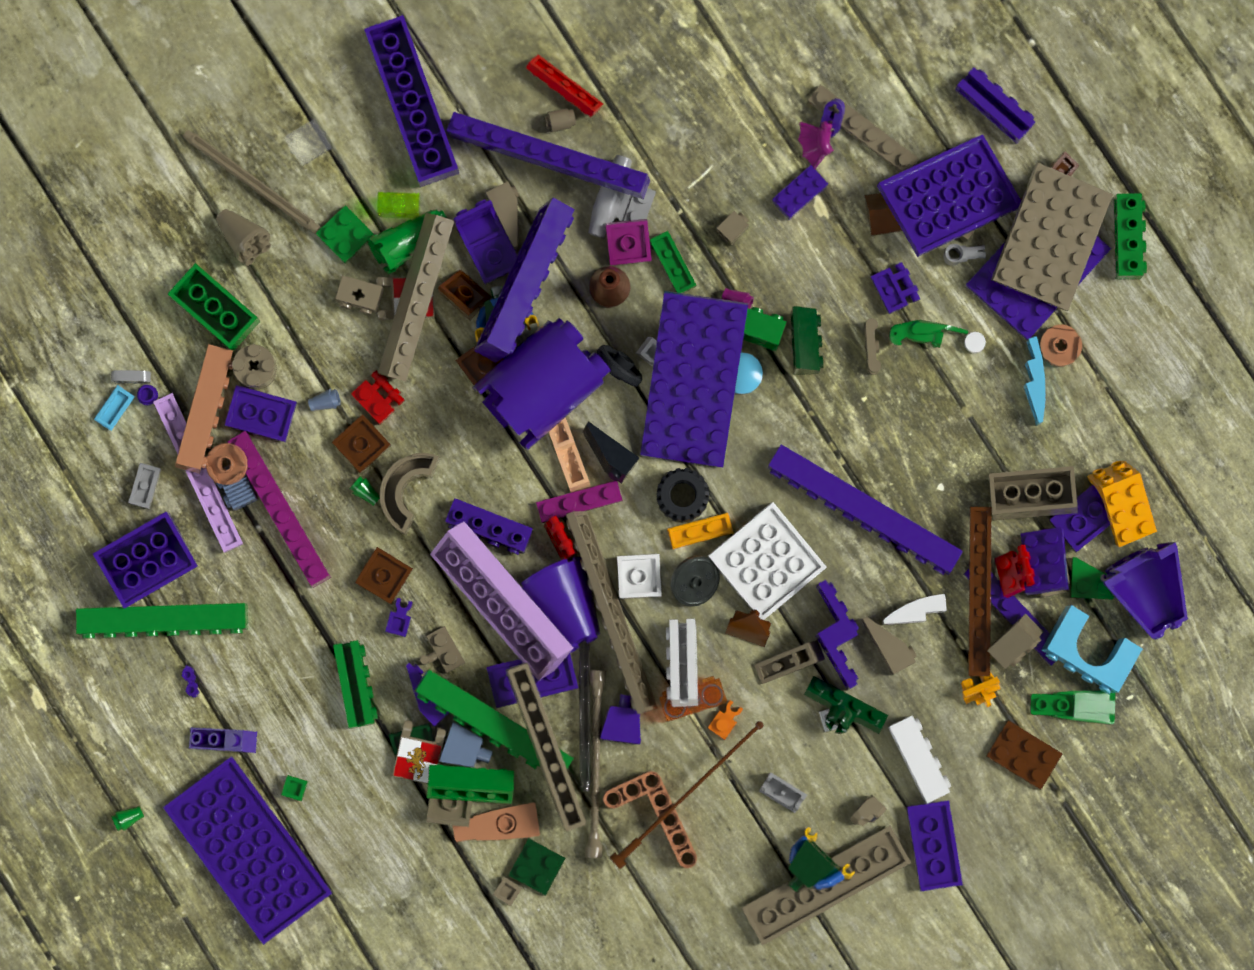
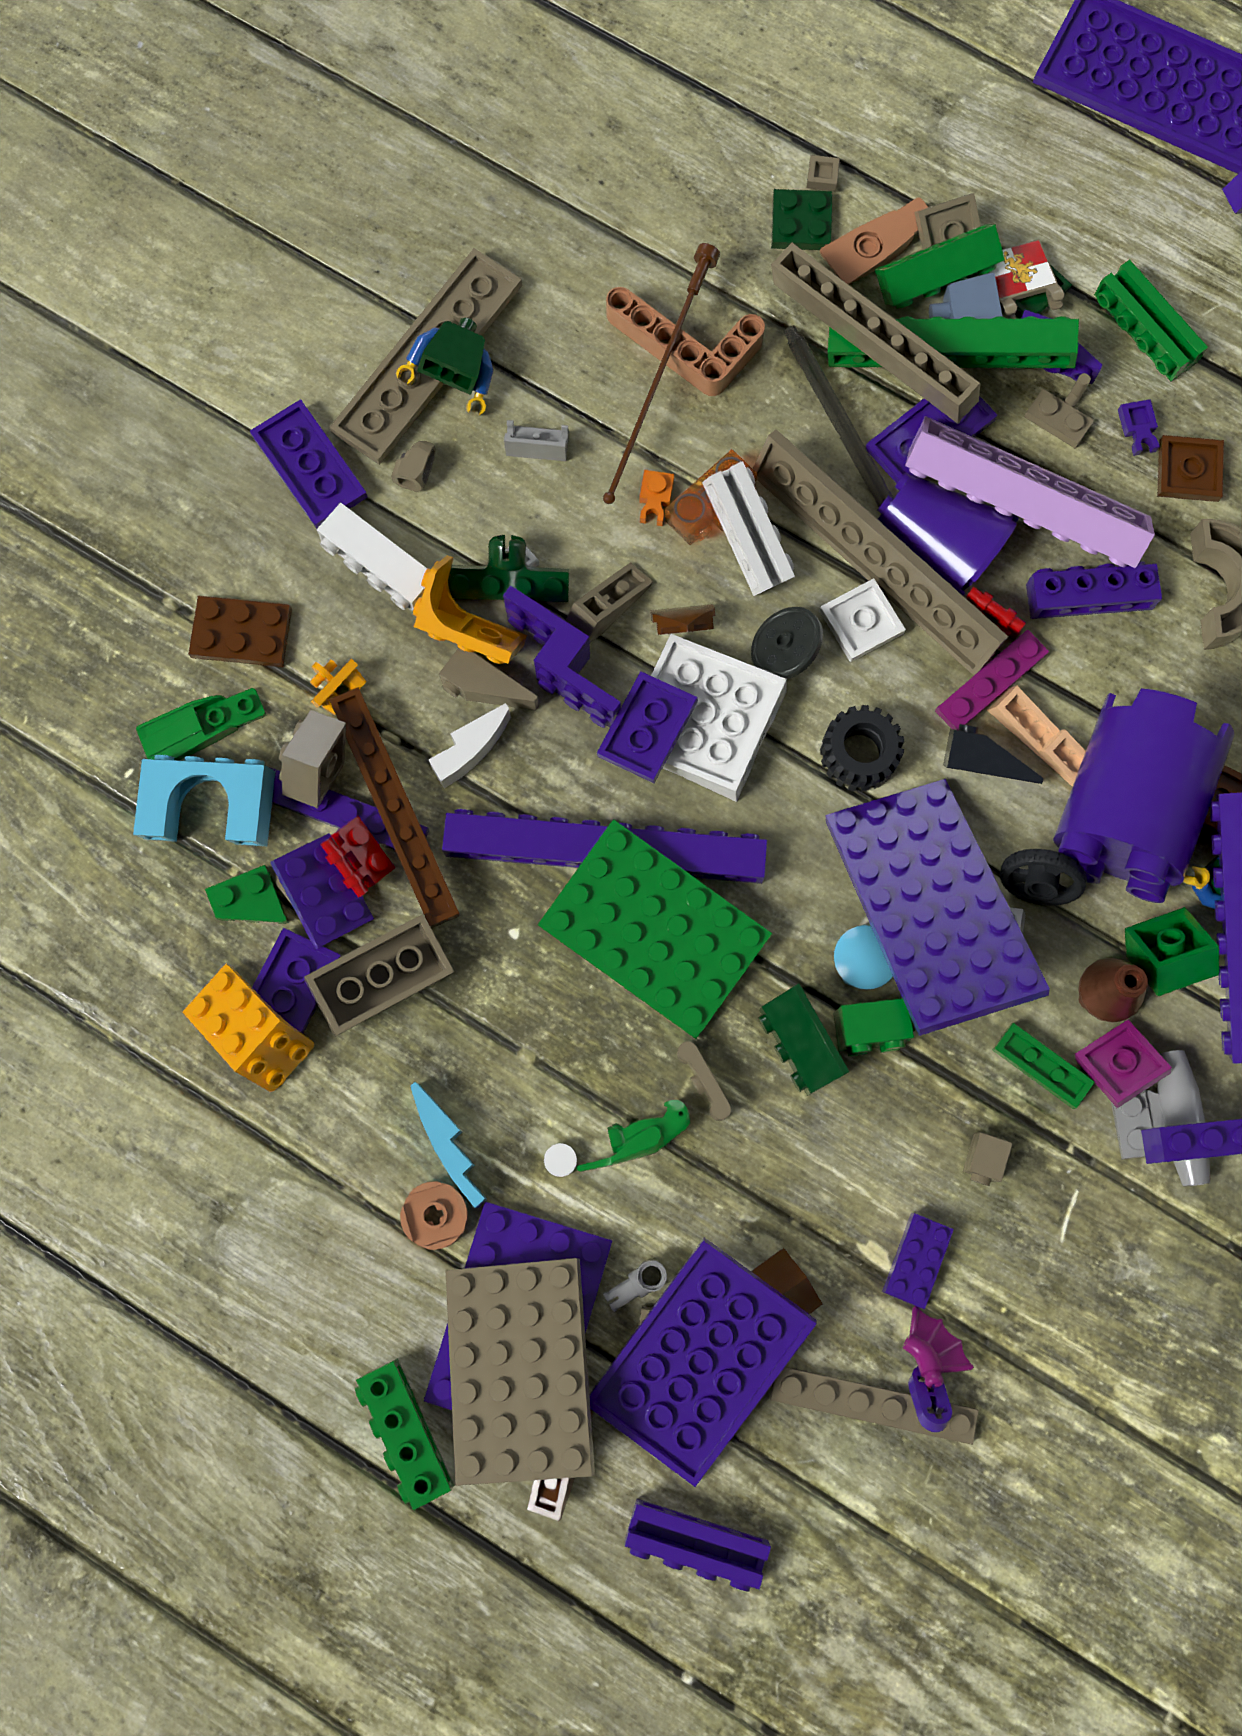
camera: 155 degrees right, 5 degrees down
(294, 788) = (1149, 172): green plate -> none
(568, 288) = (1172, 951): none -> green brick
(597, 681) = (845, 464): dark tan hose -> none
(622, 723) = (789, 416): dark purple torso -> none
(700, 531) = (811, 718): light orange tile -> none
(738, 296) = (923, 1058): magenta cone -> none
(806, 565) = (647, 727): none -> dark purple plate
(859, 445) = (654, 929): none -> green plate
(886, 683) = (445, 620): none -> light orange bracket
(889, 290) = (717, 1176): dark purple plate -> none
(1150, 588) = (161, 923): dark purple cone -> none

